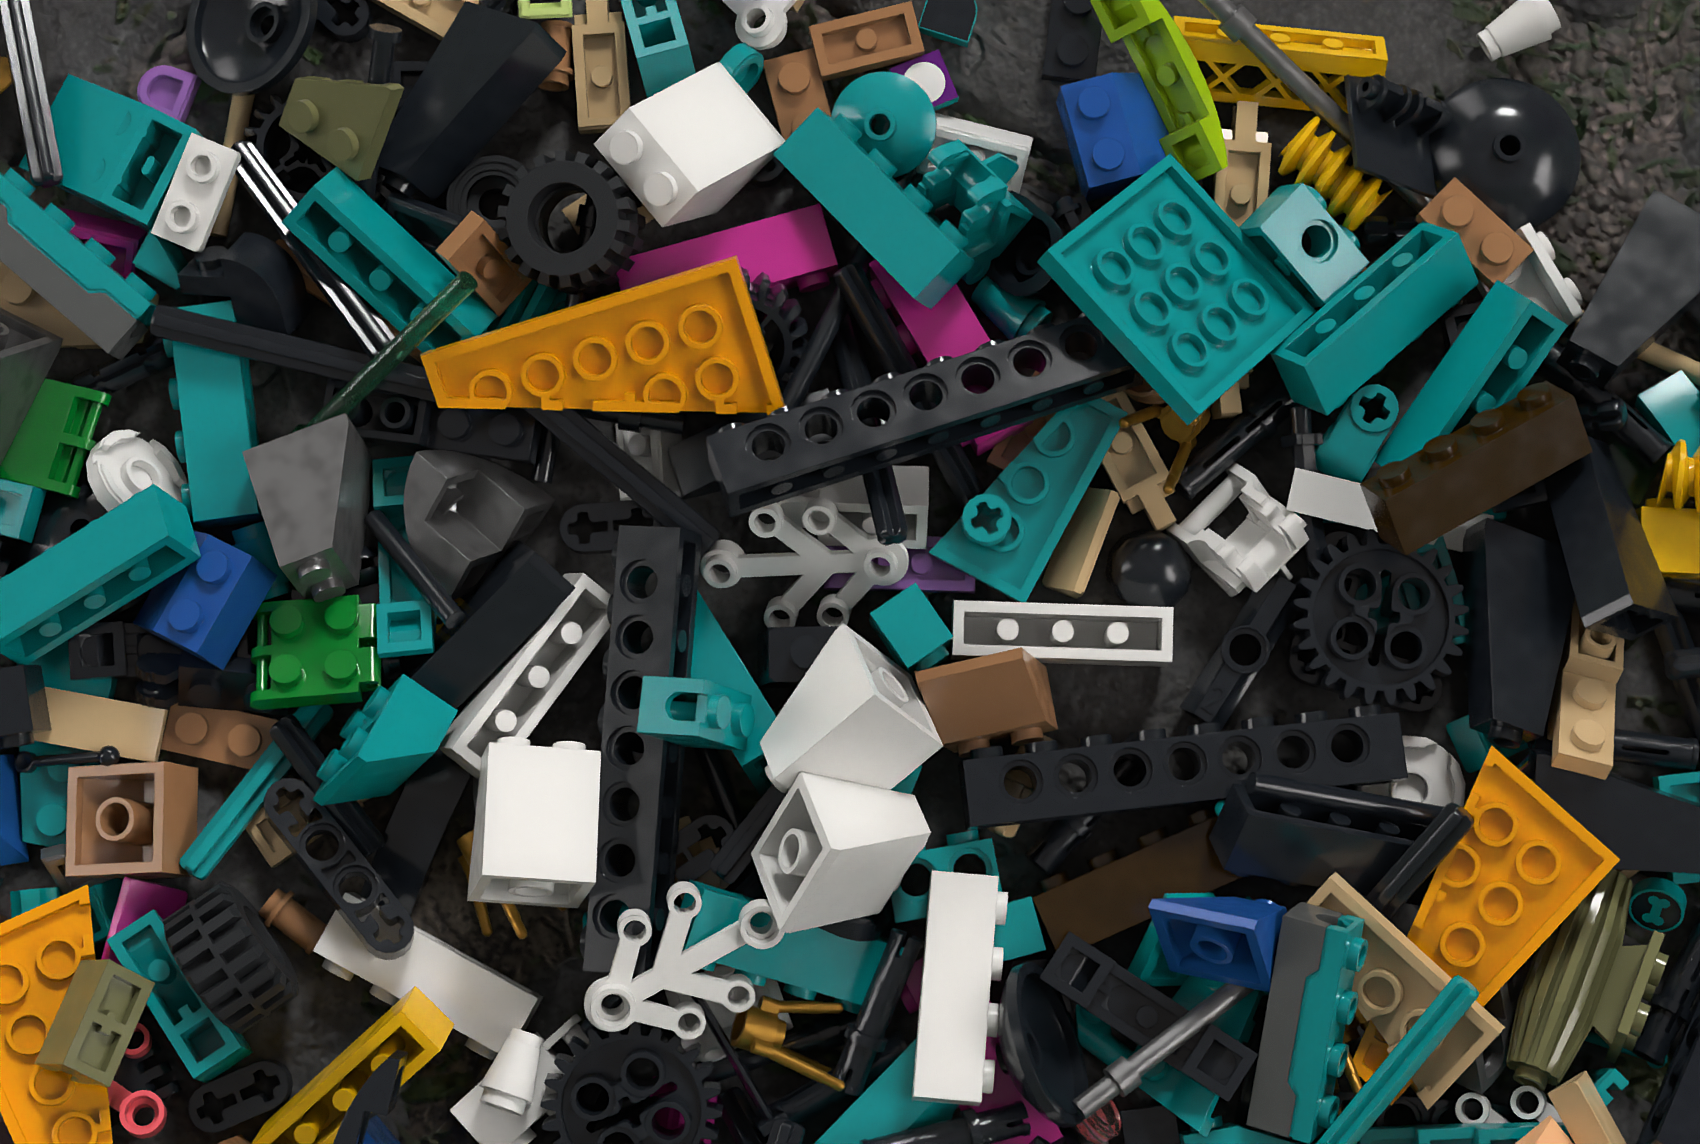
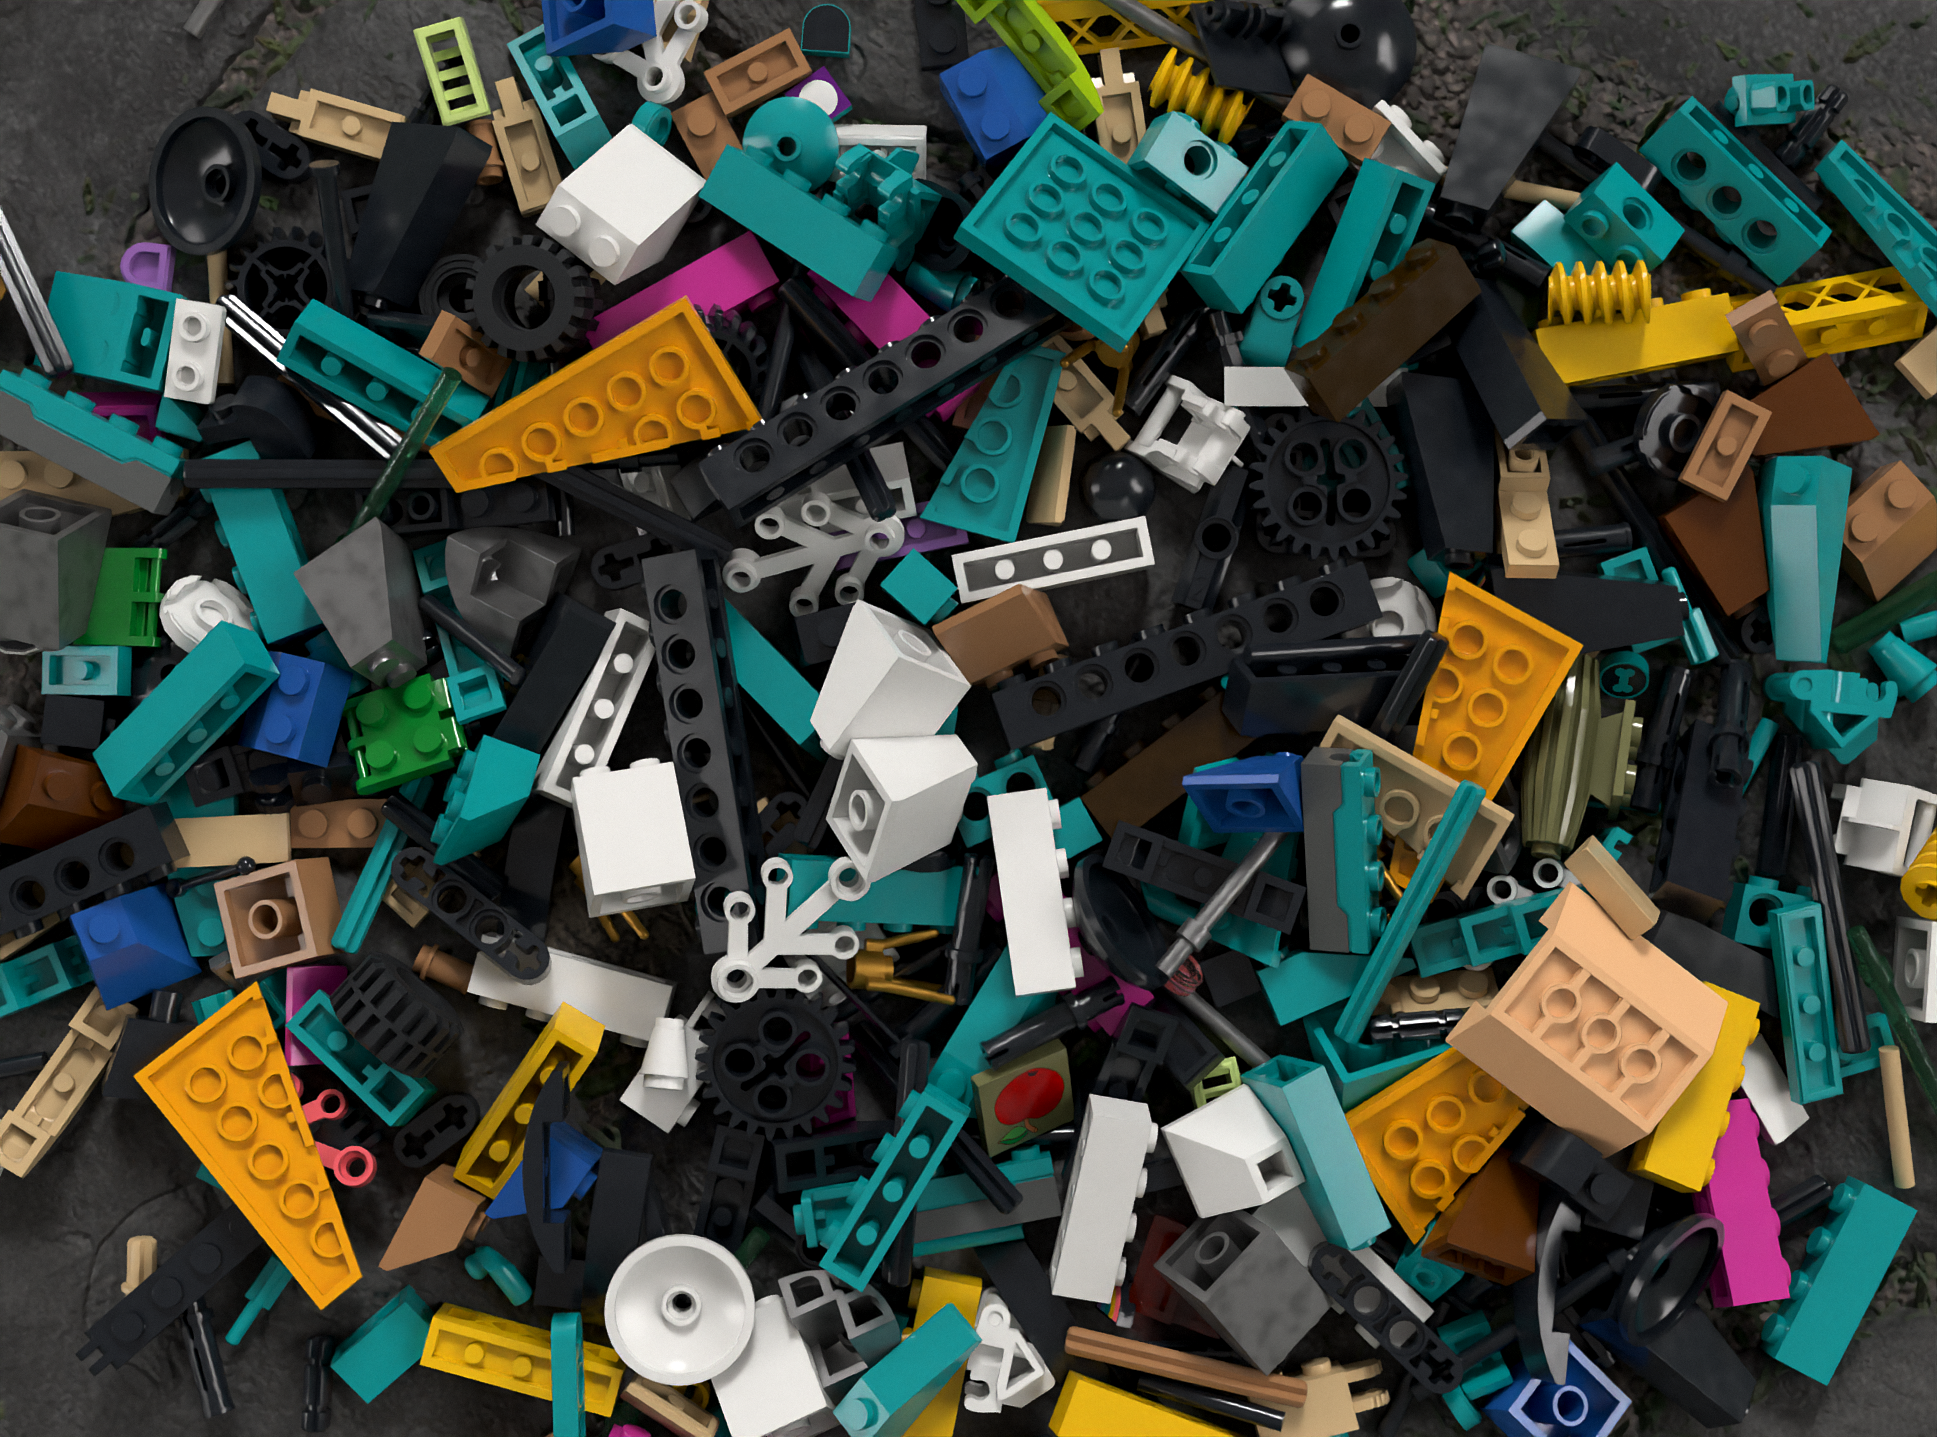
camera: 10 degrees left, 5 degrees up
(95, 1022) = (292, 1099): olive hinge -> none
(342, 120) = (307, 255): olive wing -> none
(708, 719) = (761, 709): teal brick -> none
(992, 504) = (966, 462): teal bush -> none

